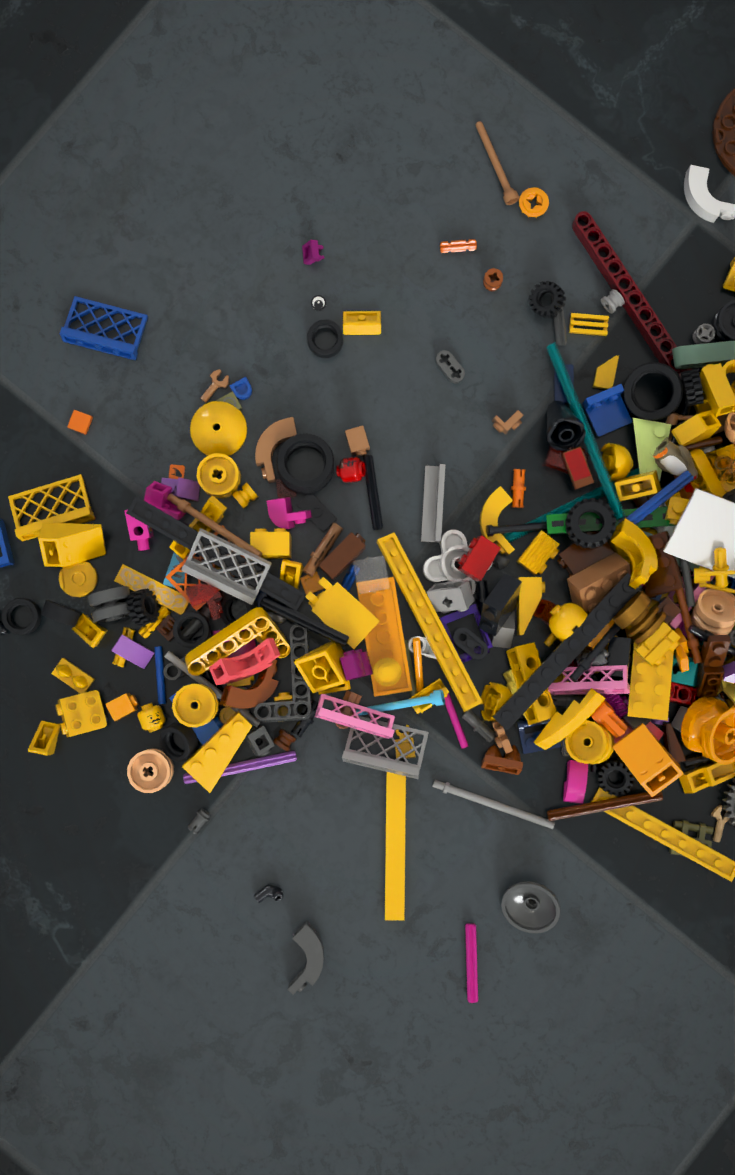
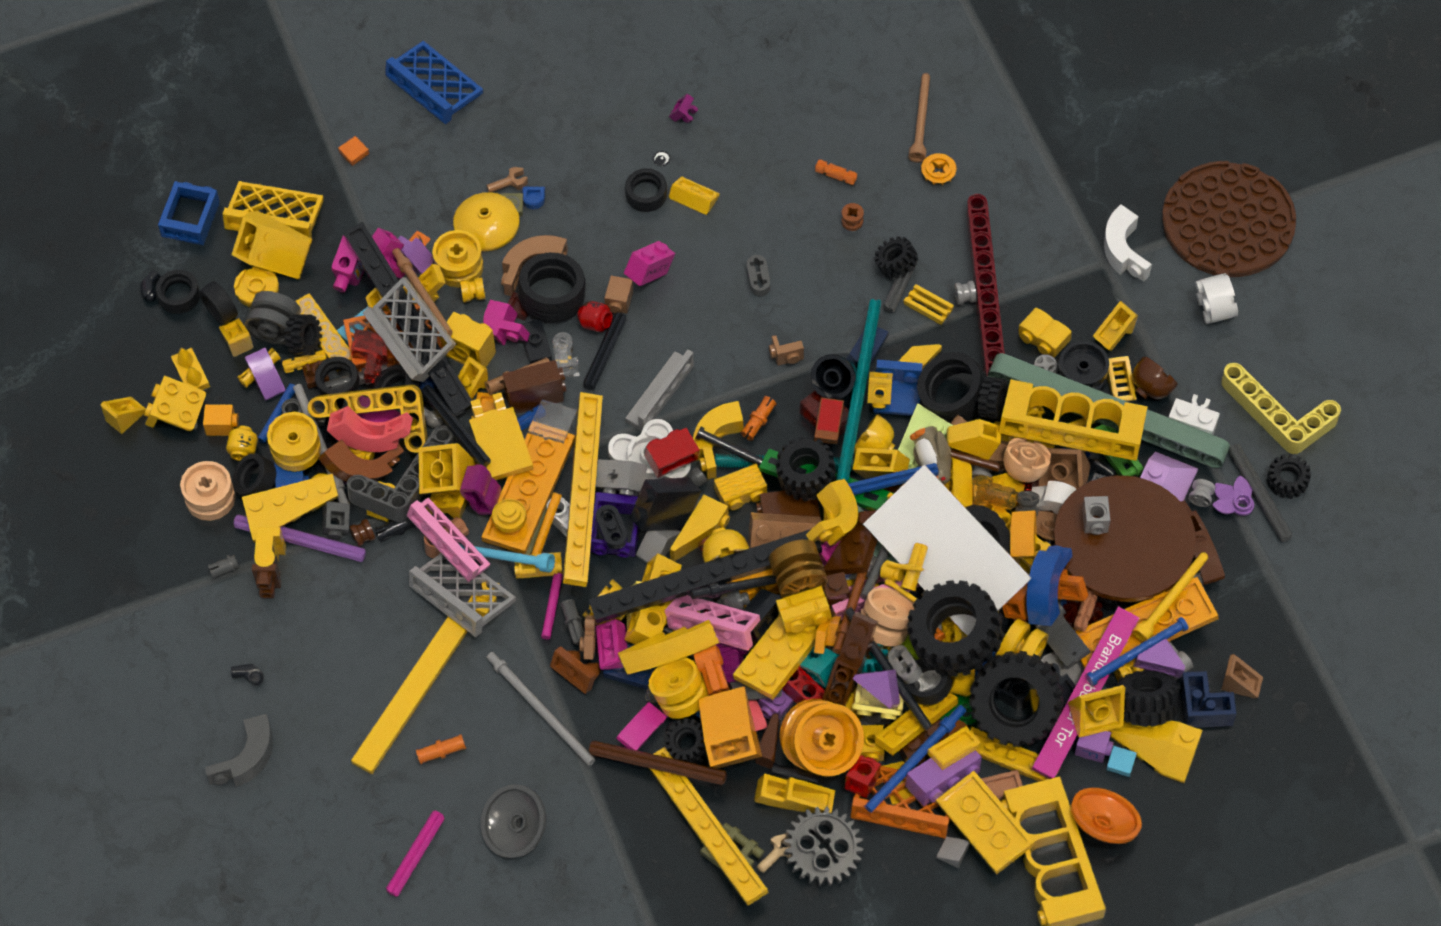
camera: 35 degrees right, 25 degrees down
(231, 805) = (267, 551): none -> hips
(344, 513) = (562, 351): none -> clear leg
(368, 404) = (649, 263): none -> dark pink brick
(443, 876) = (440, 749): none -> orange pin
(522, 735) = (611, 642): none -> dark pink slope
(600, 424) = (882, 382): none -> yellow brick
(688, 304) = (1044, 332): none -> yellow brick

